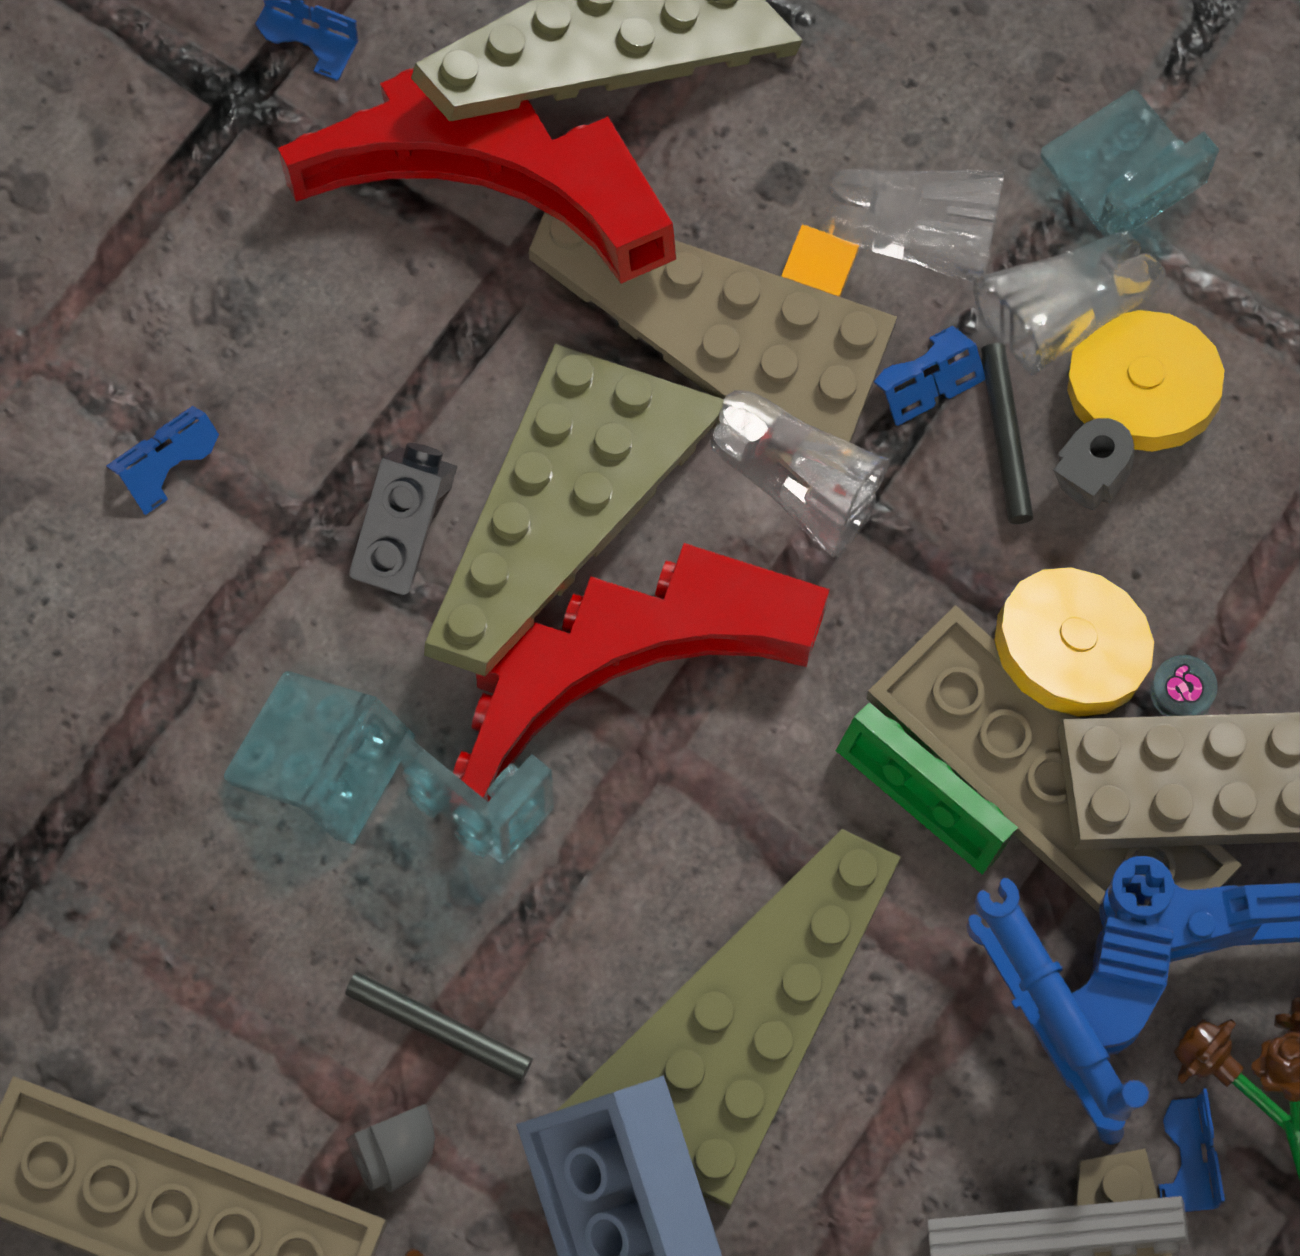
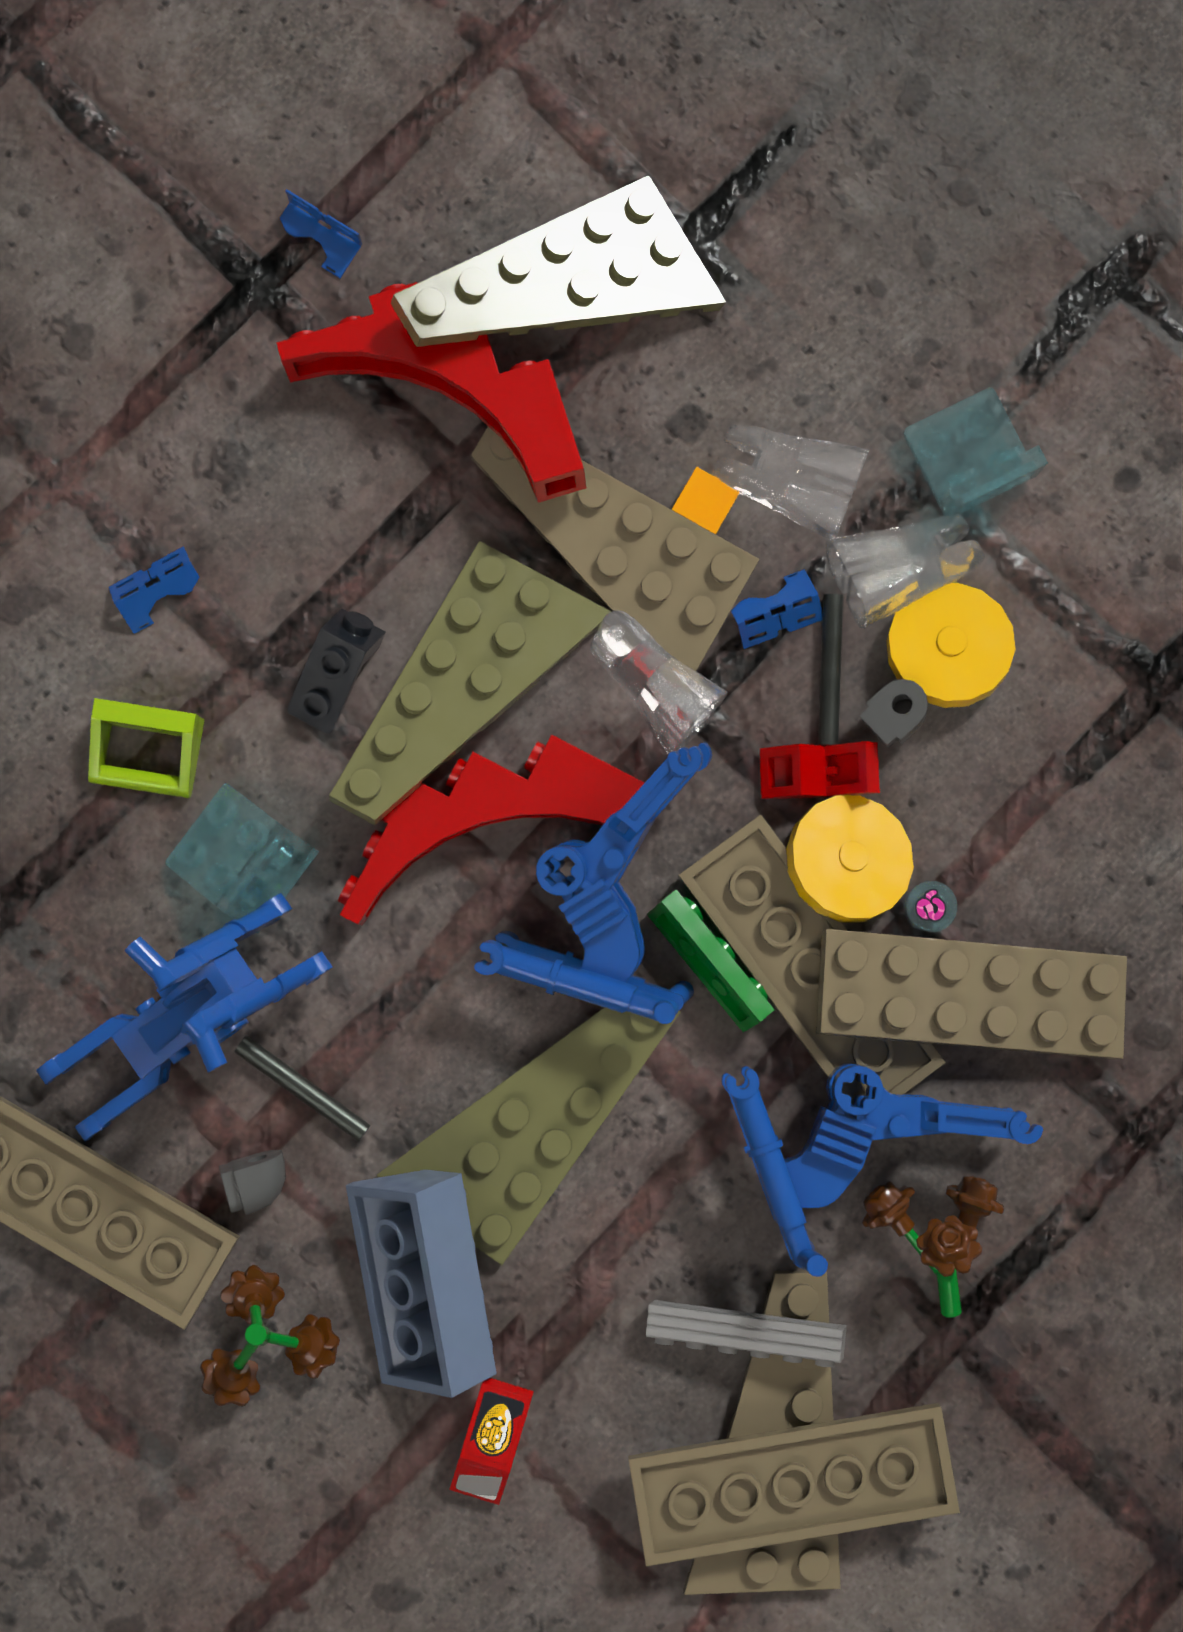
camera: 10 degrees right, 15 degrees up
(178, 606) = (151, 719): none -> lime tile
(292, 933) = (202, 1002): none -> blue piece
(496, 827) = (383, 928): clear light blue bracket -> none
(780, 727) = (602, 909): none -> blue piece
(1005, 550) = (819, 770): none -> red slope
(1192, 1179) = (859, 1299): blue piece -> none

